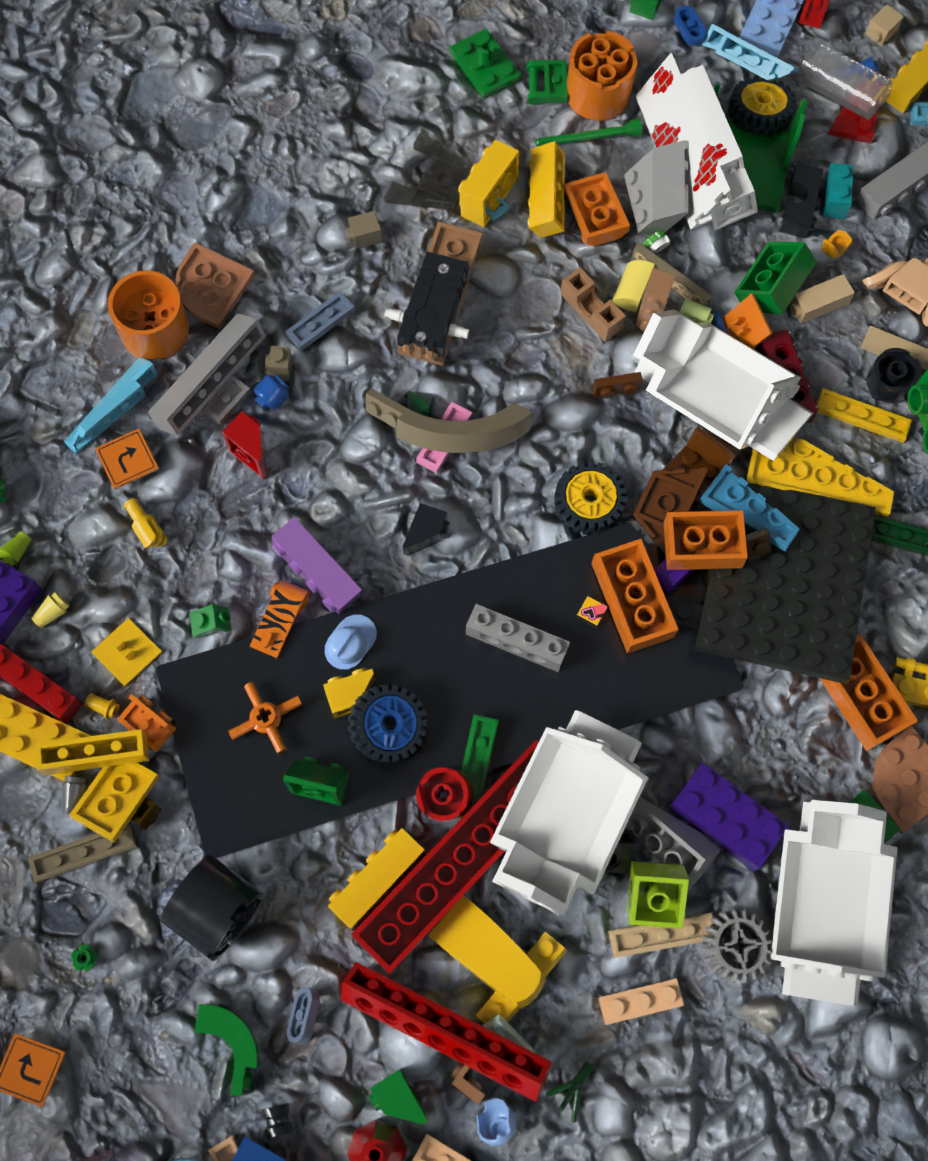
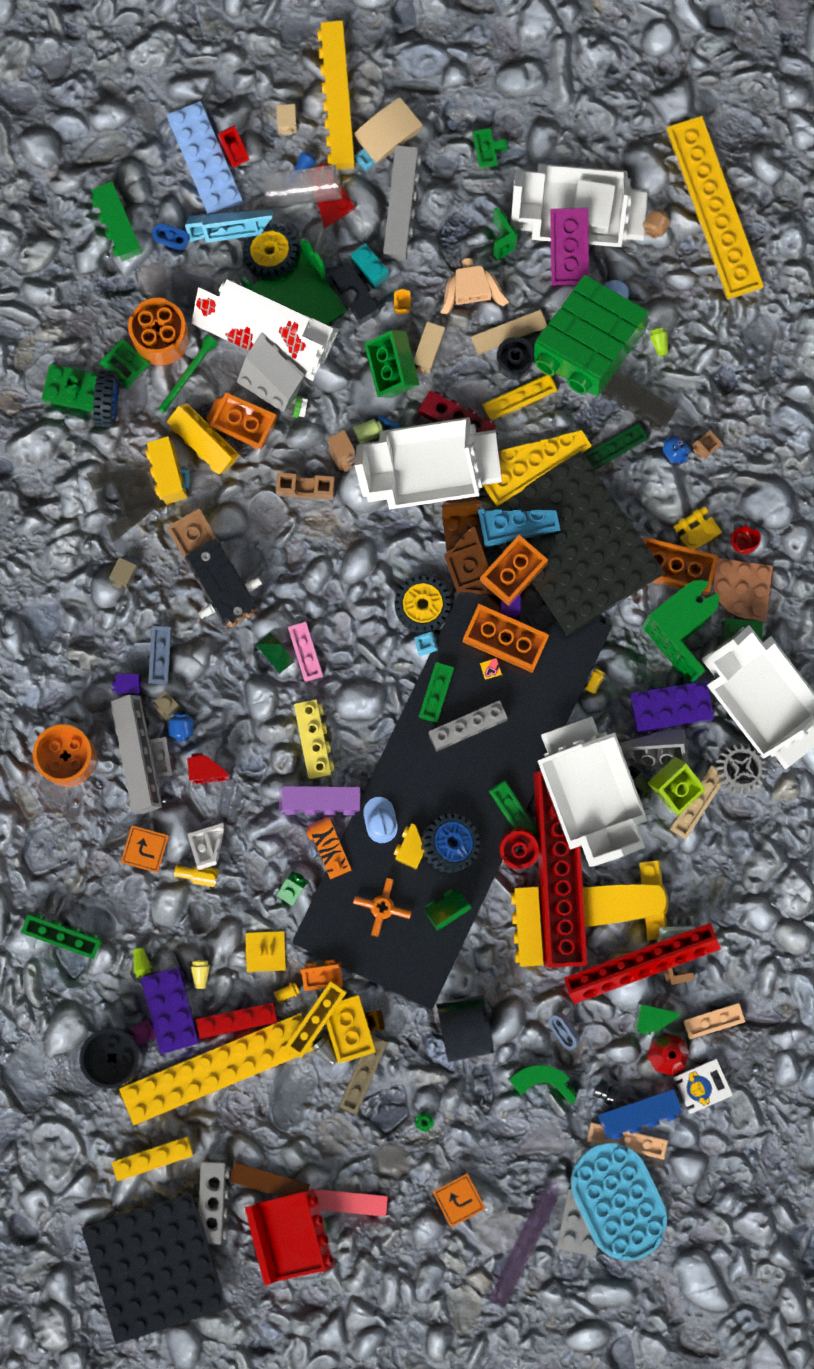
camera: 45 degrees left, 10 degrees up
(113, 405) = (97, 826): medium azure wedge -> none
(179, 508) = (206, 845): none -> white wing
(211, 284) = (72, 698): nougat plate -> none
(268, 316) = (127, 684): none -> dark purple brick
(368, 515) = (313, 741): none -> light yellow brick
(425, 529) = (353, 714): black slope -> none
(451, 436) = (311, 650): dark tan arch -> none
(496, 1122) = (711, 979): light blue hair -> none
(500, 82) = (106, 398): none -> black wheel
(520, 581) = (436, 692): none -> green plate
(557, 533) = (426, 643): none -> medium azure tile
(575, 1088) = (730, 920): dark green plant -> none
(619, 384) = (365, 527): reddish brown plate -> none
(632, 285) = (313, 448): light yellow brick -> none
(640, 1001) = (720, 847): light nougat plate -> none
(678, 720) = (595, 681): none -> yellow pin
(682, 285) = (330, 421): dark tan tile -> none
(748, 322) = (404, 410): orange piece -> none
(758, 544) = (542, 542): dark brown plate -> none
(814, 739) = (676, 622): none -> green piece

